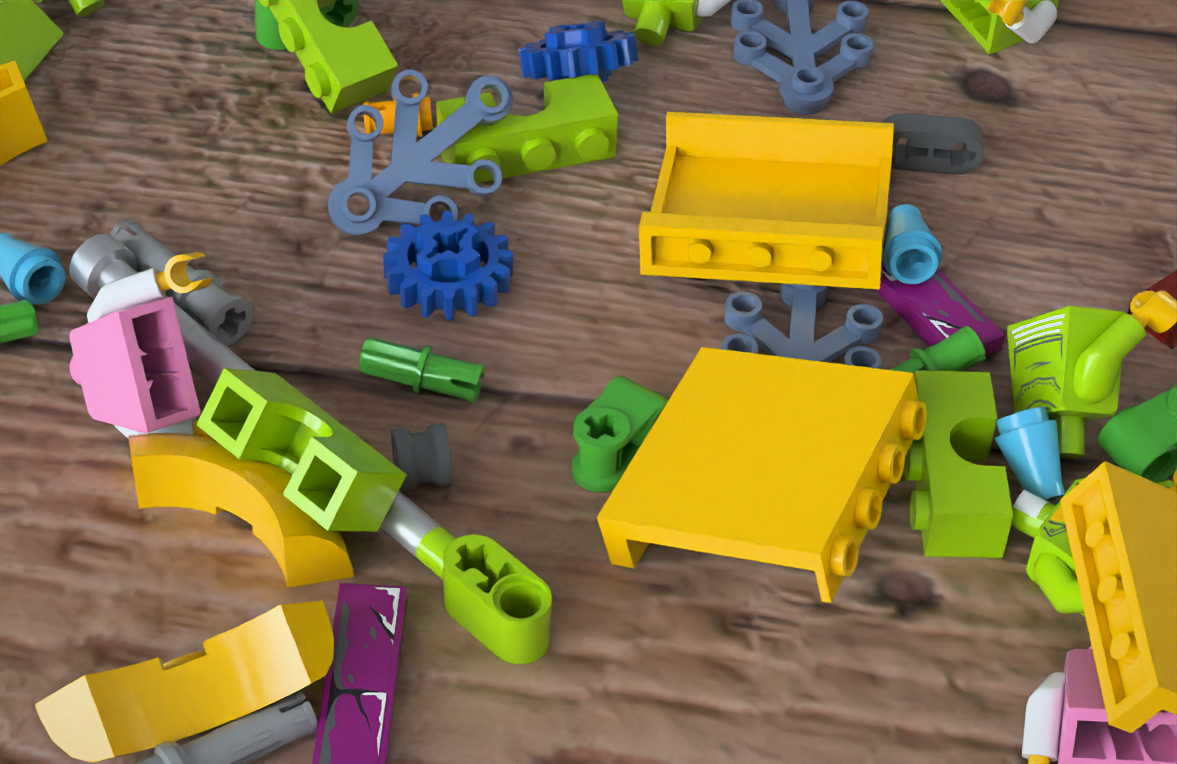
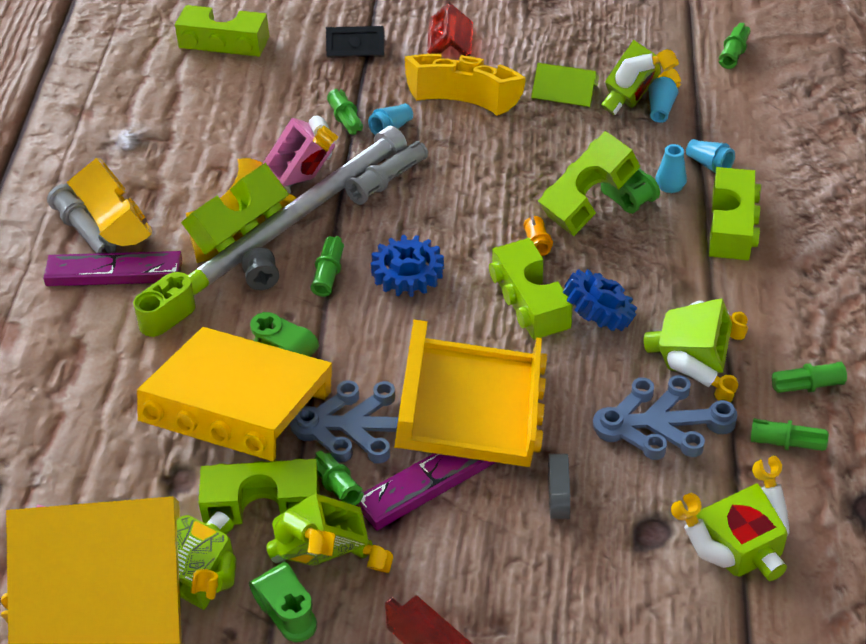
camera: 90 degrees right, 0 degrees up
(414, 161) = (453, 227): sand blue plant -> none
(910, 247) = (438, 462): medium azure cone -> none
(1032, 451) = (258, 525): medium azure cone -> none

